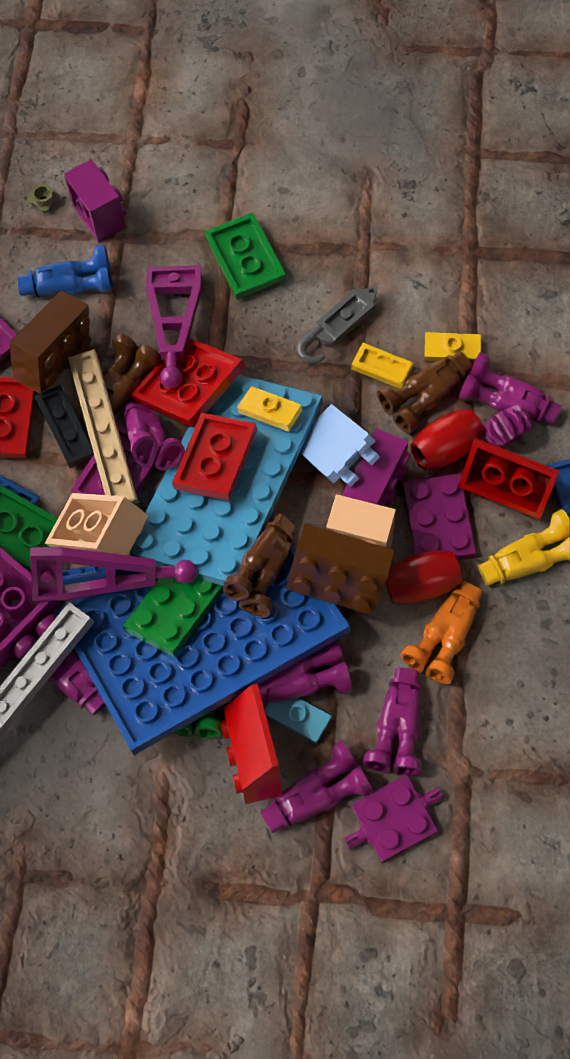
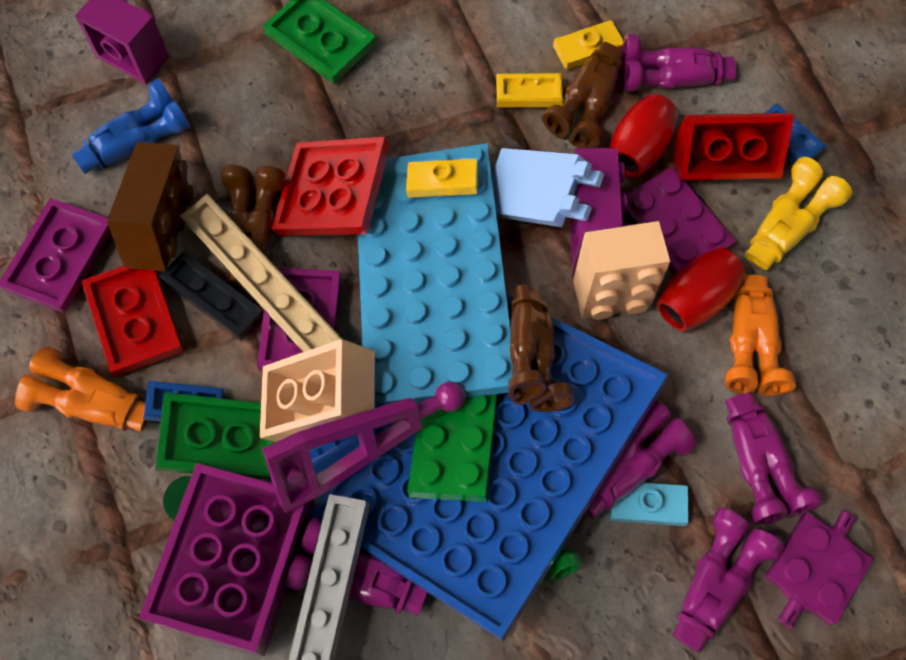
camera: 30 degrees left, 0 degrees up
(40, 192) = (58, 58): olive plate -> none
(149, 439) = (324, 265): magenta piece -> none
(173, 281) = (261, 88): magenta plate -> none
(214, 456) = (412, 254): red plate -> none
(251, 747) = (633, 563): red slope -> none
(338, 321) = (457, 64): dark grey plate -> none
(339, 569) = (627, 315): reddish brown brick -> none
(508, 426) = (698, 94): magenta gear -> none

